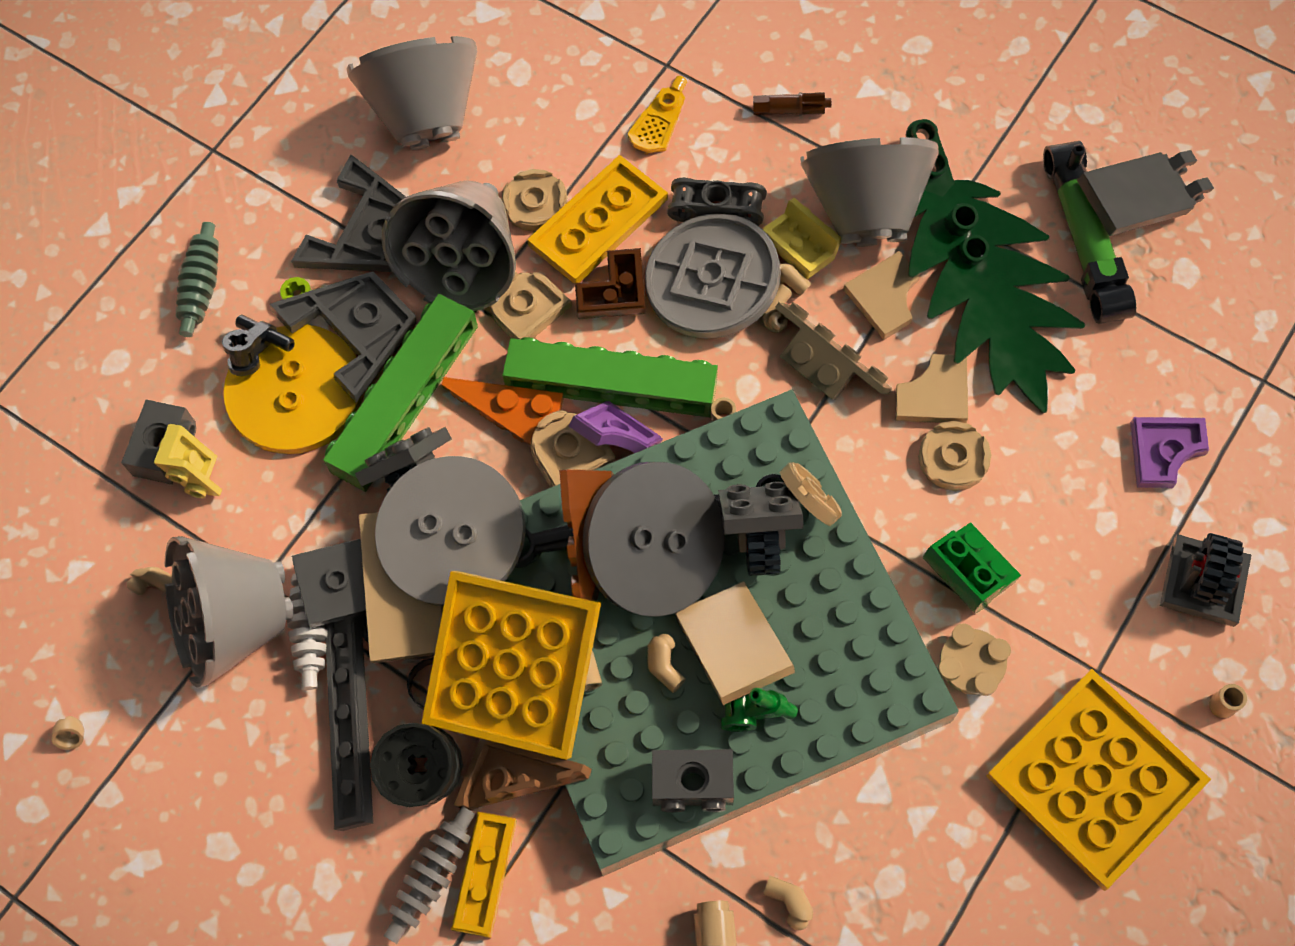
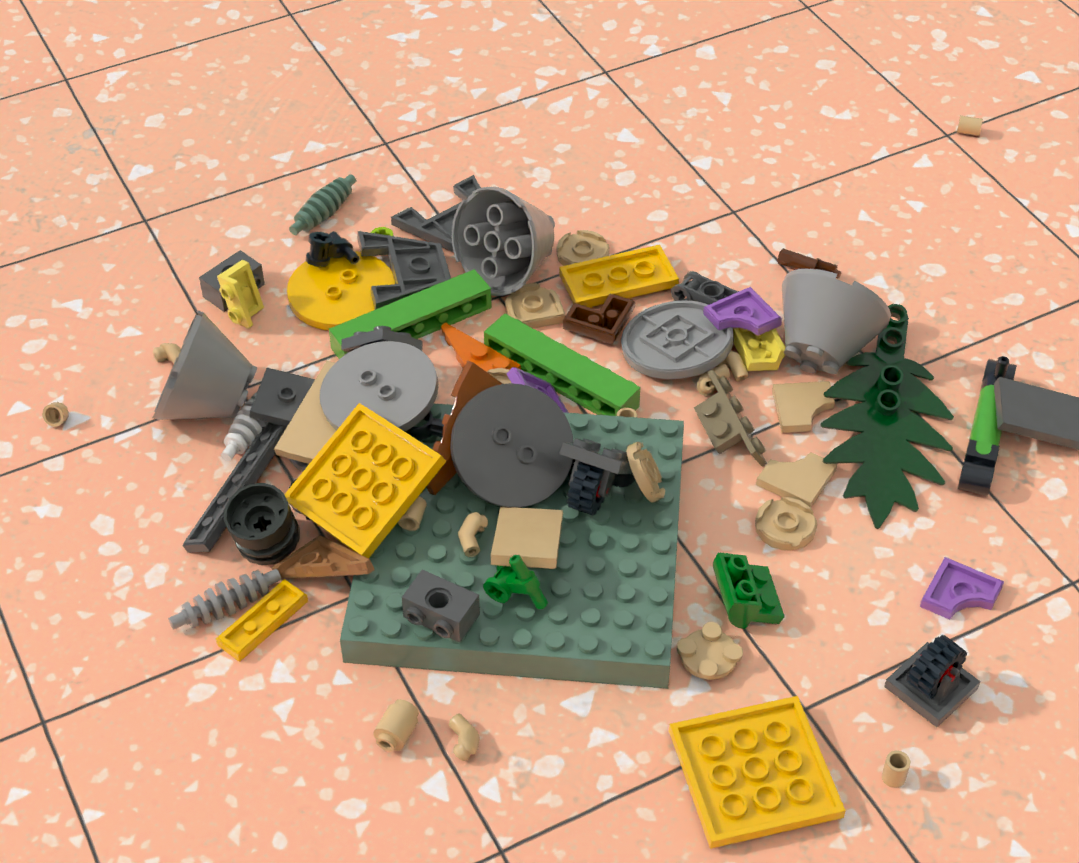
camera: 25 degrees right, 20 degrees down
(418, 87) = (543, 145): light grey cone -> none
(648, 130) = (701, 242): yellow piece -> none
(772, 210) = (743, 311): none -> medium lavender tile

